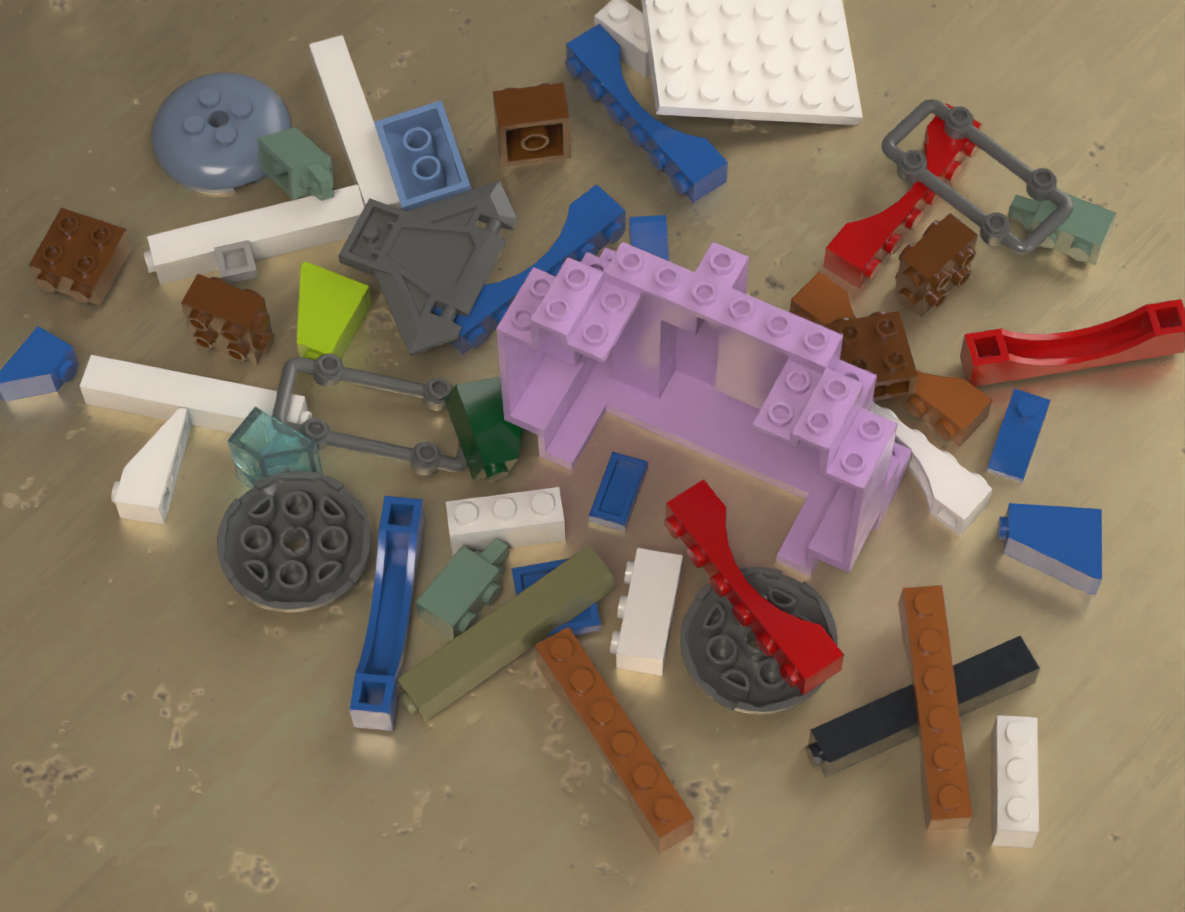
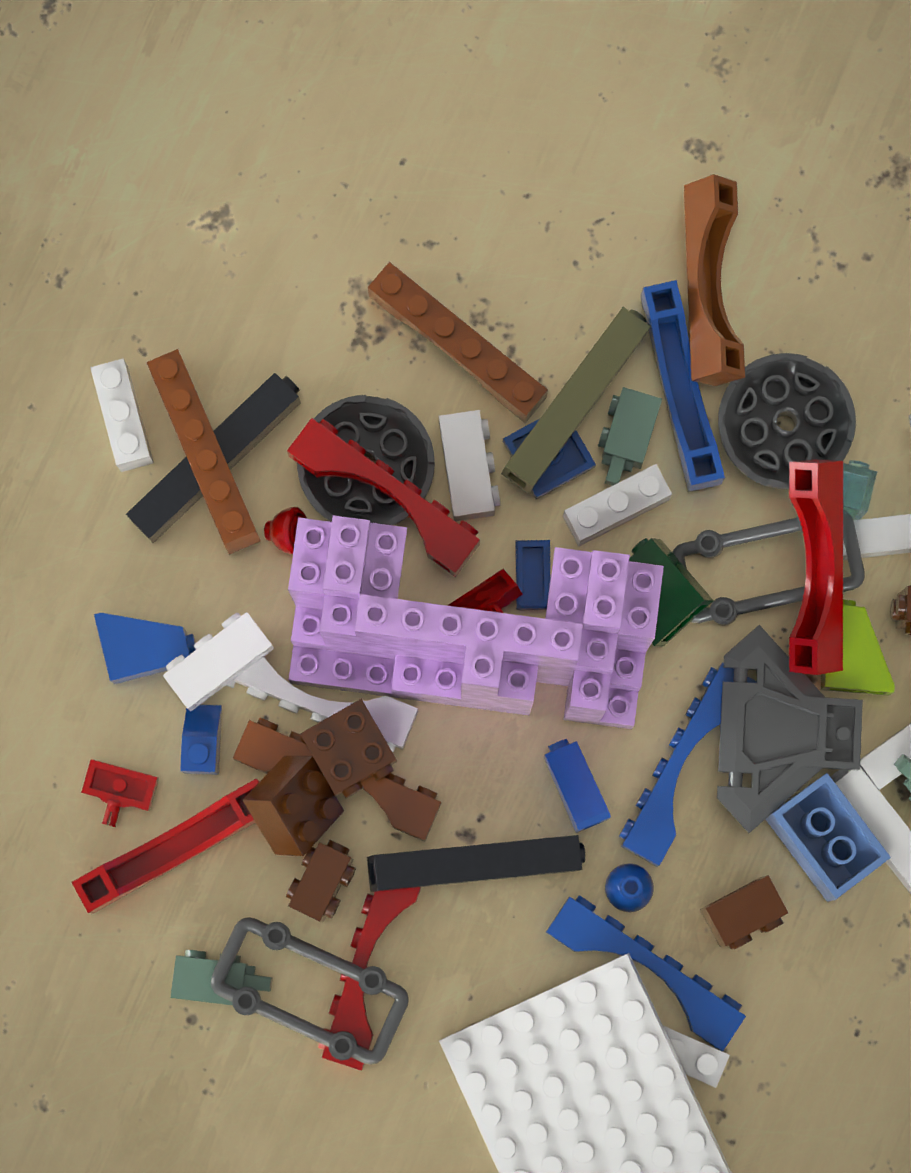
camera: 160 degrees right, 20 degrees up
(304, 410) = (818, 632): none -> red arch
(336, 633) = (709, 216): none -> dark orange arch
(632, 189) = (629, 887): none -> blue brick
(677, 471) = (491, 594): none -> red plate
(780, 233) = (475, 863): none -> black brick
(865, 606) = (283, 529): none -> red brick
(944, 325) = (293, 805): none -> reddish brown brick
(981, 482) = (217, 660): none -> white brick
(1117, 419) = (119, 788): none -> red plate

